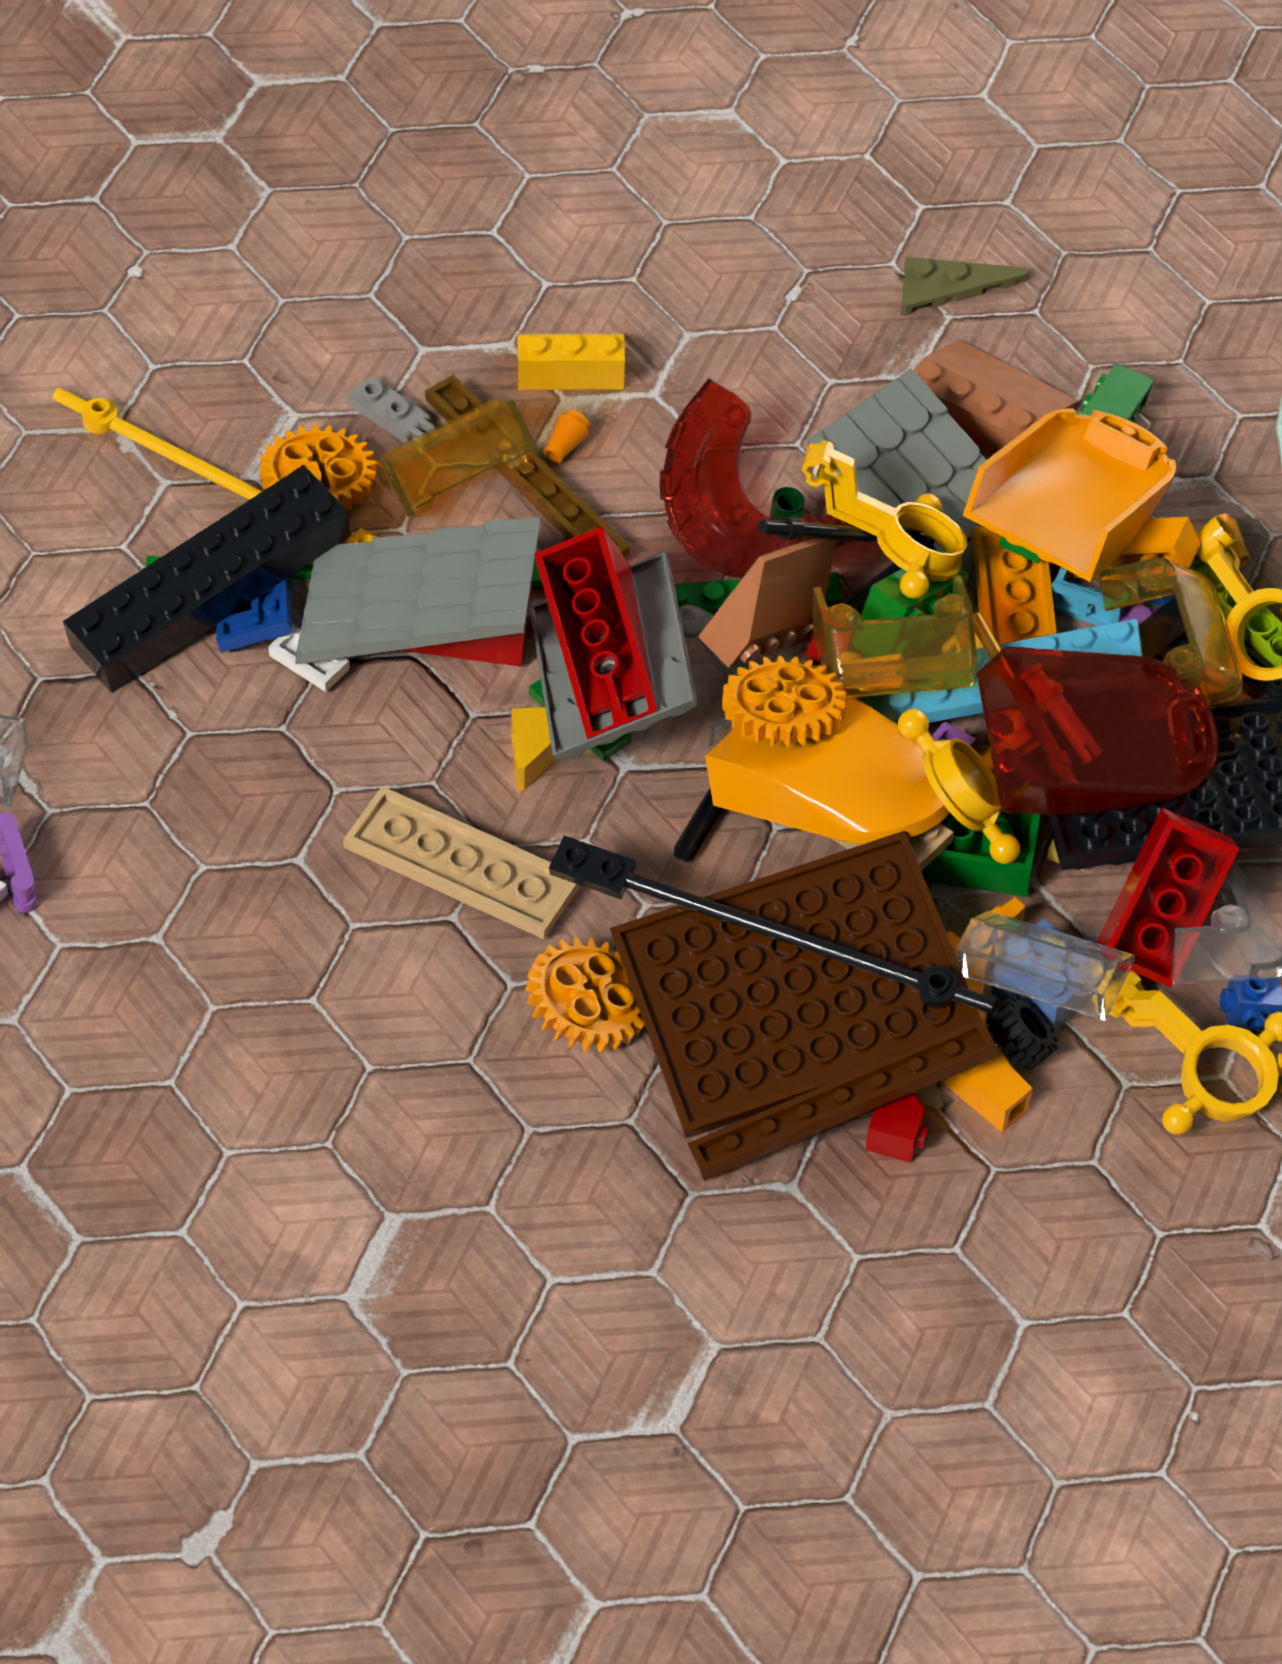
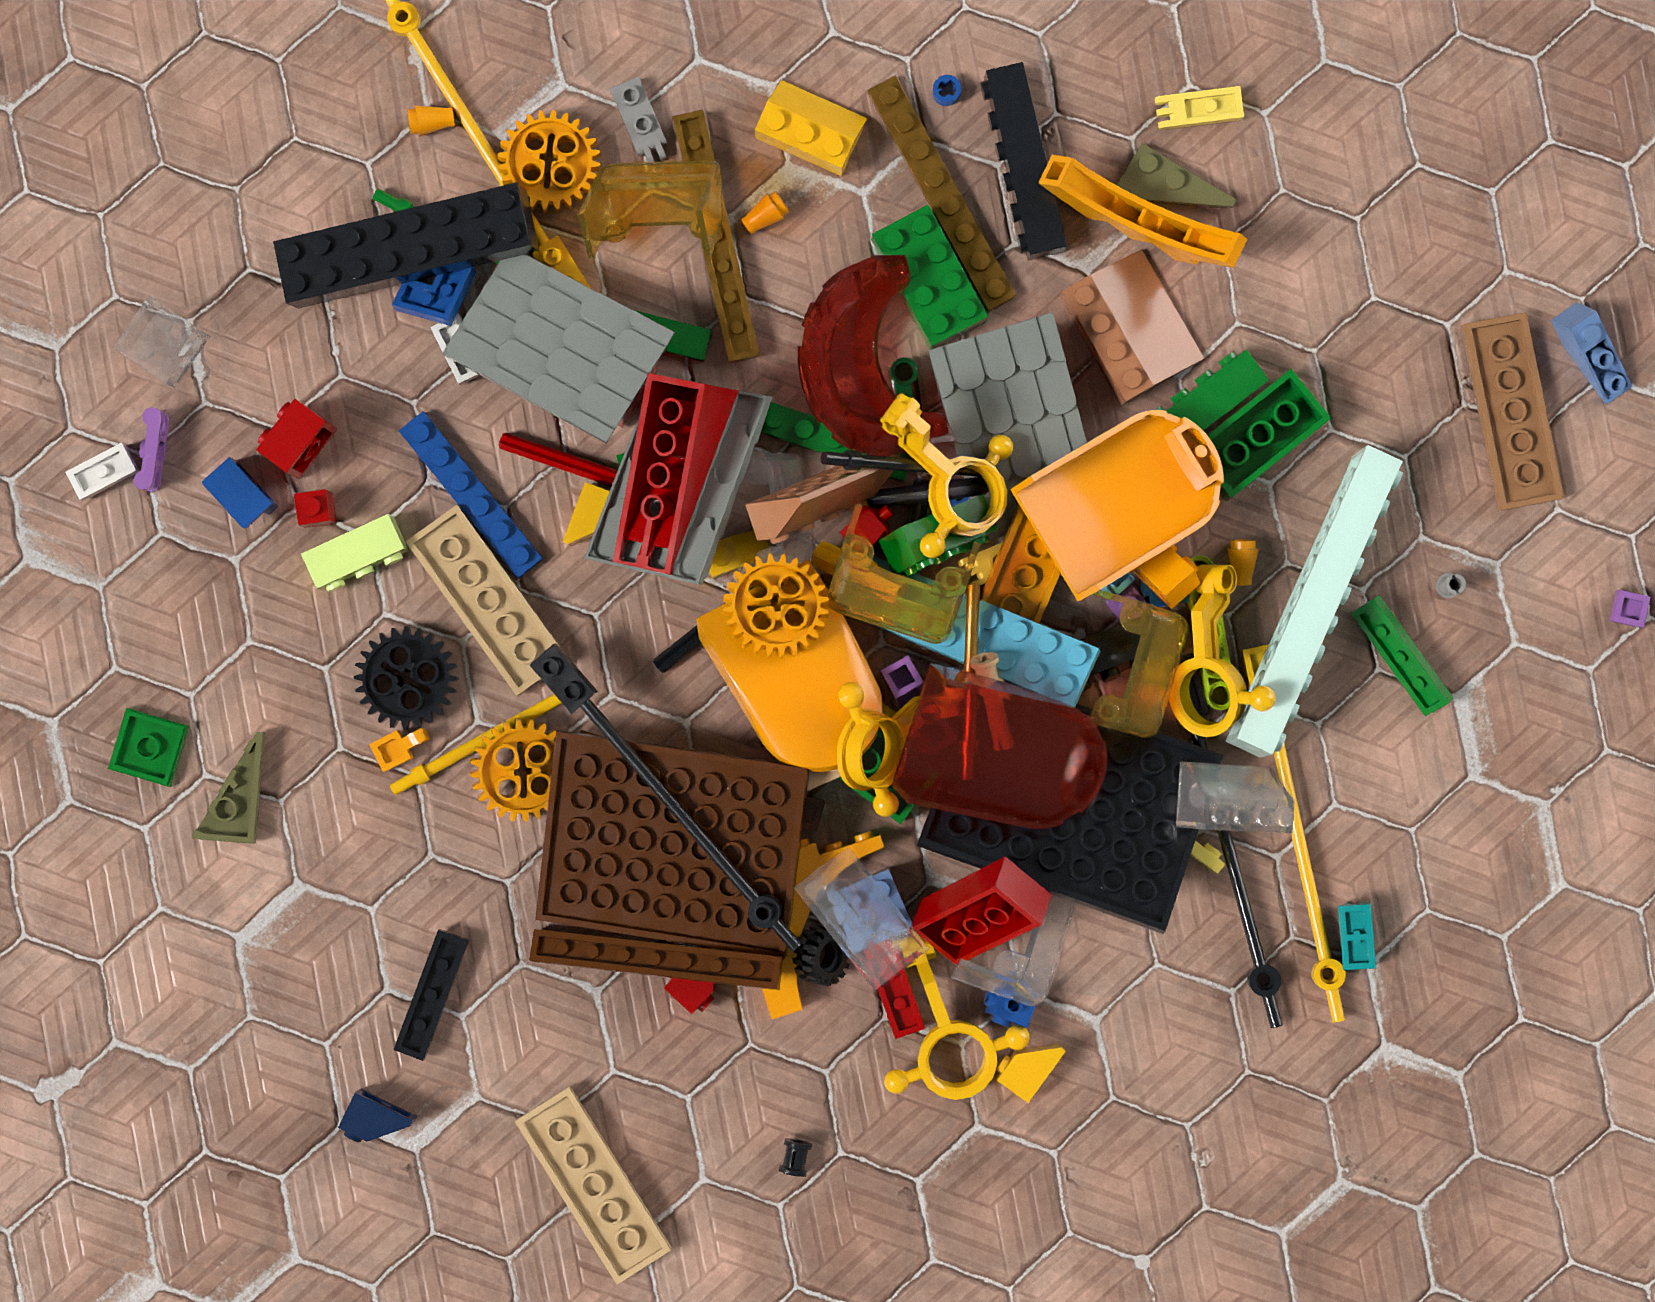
camera: 30 degrees right, 35 degrees up
(136, 859) = (238, 493): none -> blue panel
(148, 1146) = (148, 747): none -> green tile
(169, 482) = (429, 119): none -> light orange cone
(175, 782) = (295, 438): none -> red brick
(227, 845) = (315, 508): none -> red brick
(281, 1161) = (236, 808): none -> olive wing
(292, 871) = (355, 553): none -> yellowish green brick
(371, 771) = (471, 494): none -> blue plate
(411, 963) = (392, 703): none -> black gear
(437, 1035) = (395, 749): none -> light orange plate
(460, 715) = (557, 459): none -> red axle
(479, 1047) = (422, 773): none -> yellow bar
(607, 1255) = (431, 994): none -> black plate
(611, 1401) = (373, 1117): none -> dark blue slope
(684, 292) = (948, 100): none -> blue bush
(691, 730) = (734, 552): none -> yellow slope
(726, 361) = (941, 193): none -> pearl gold plate
(778, 425) = (938, 288): none -> green brick
(802, 308) = (1024, 161): none -> black brick
(903, 1370) = (593, 1185): none -> tan plate
(942, 306) = (1139, 219): none -> light orange arch
(943, 212) = (1200, 107): none -> light yellow hinge
(1100, 1237) = (795, 1157): none -> black bush
(1121, 1048) = (901, 1006): none -> red plate
(1185, 415) = (1265, 431): none -> green brick

